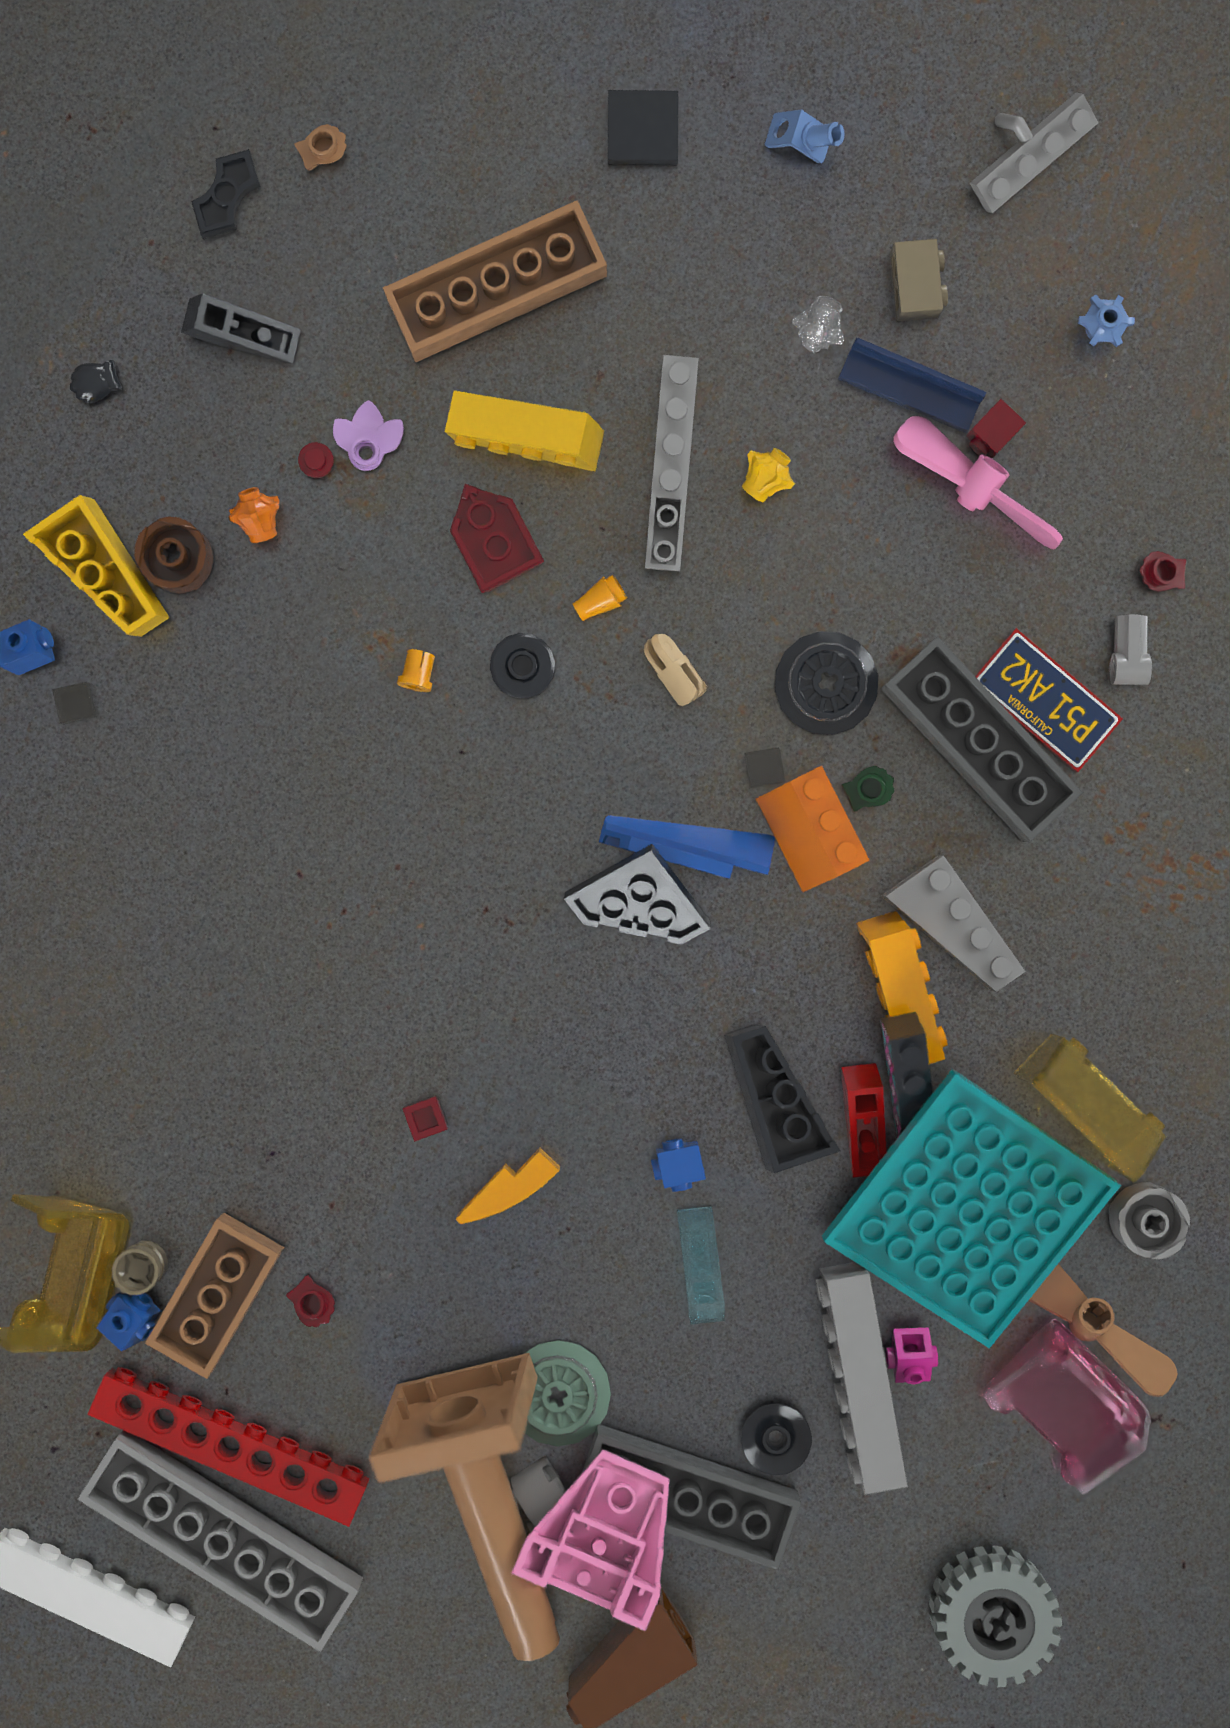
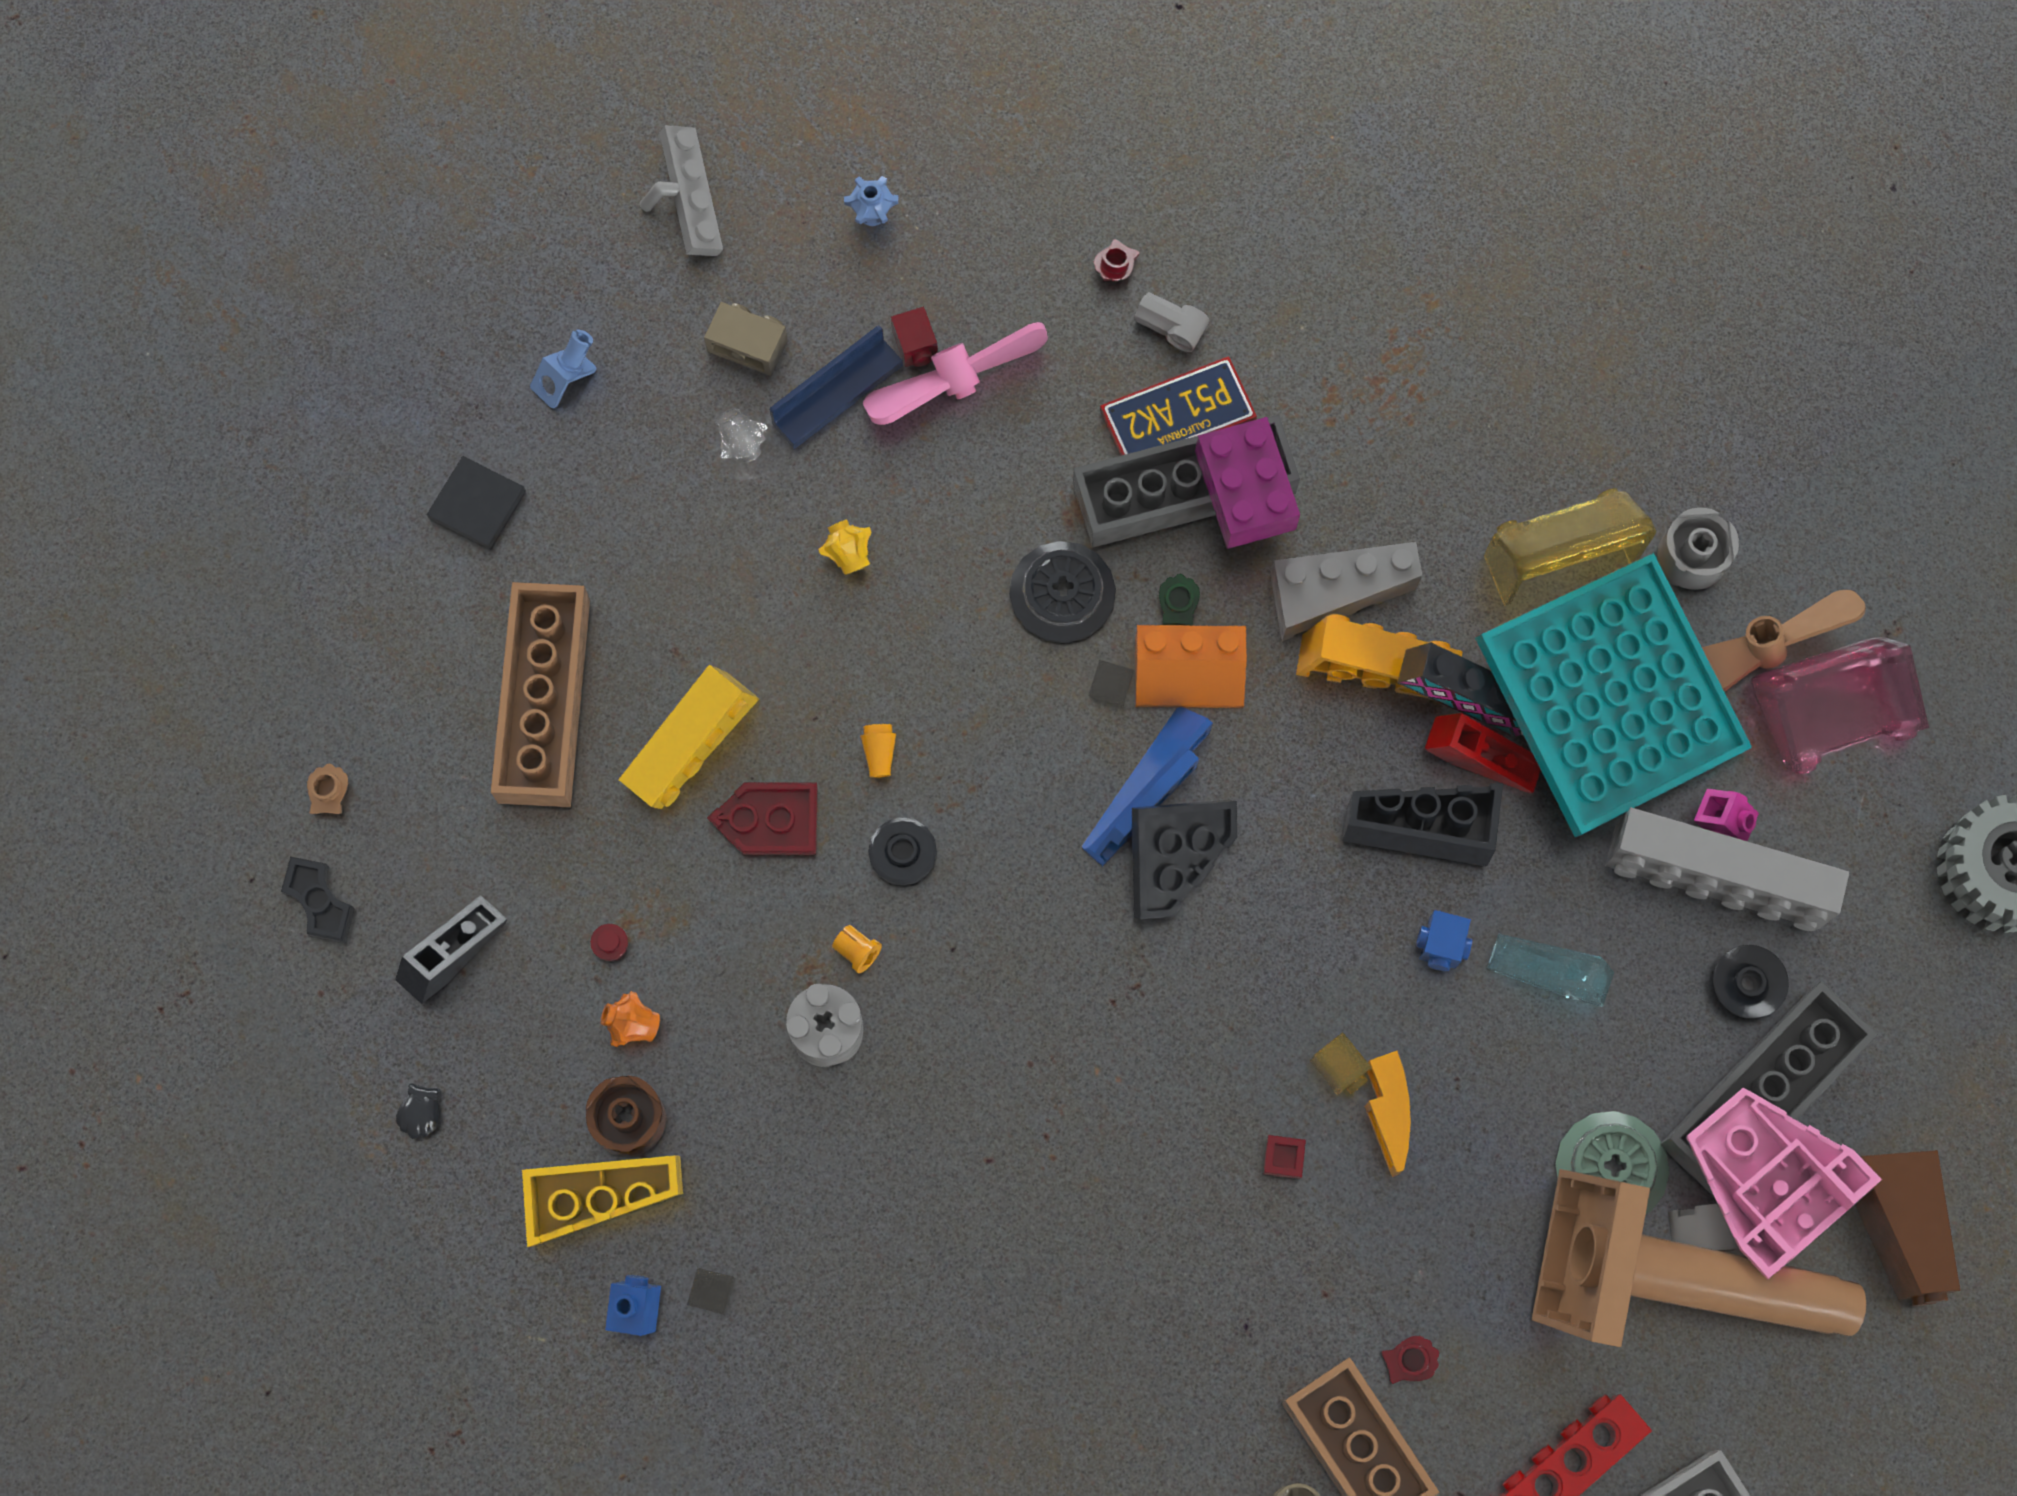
camera: 65 degrees left, 15 degrees down
(323, 664) = (830, 1045): none -> light grey brick
(370, 432) = (610, 881): lavender plate -> none
(526, 1129) = (1341, 1065): none -> clear yellow brick
(671, 463) = (789, 622): light grey slope -> none
(674, 669) = (980, 715): tan arm -> none
(999, 797) = (1247, 482): none -> magenta brick

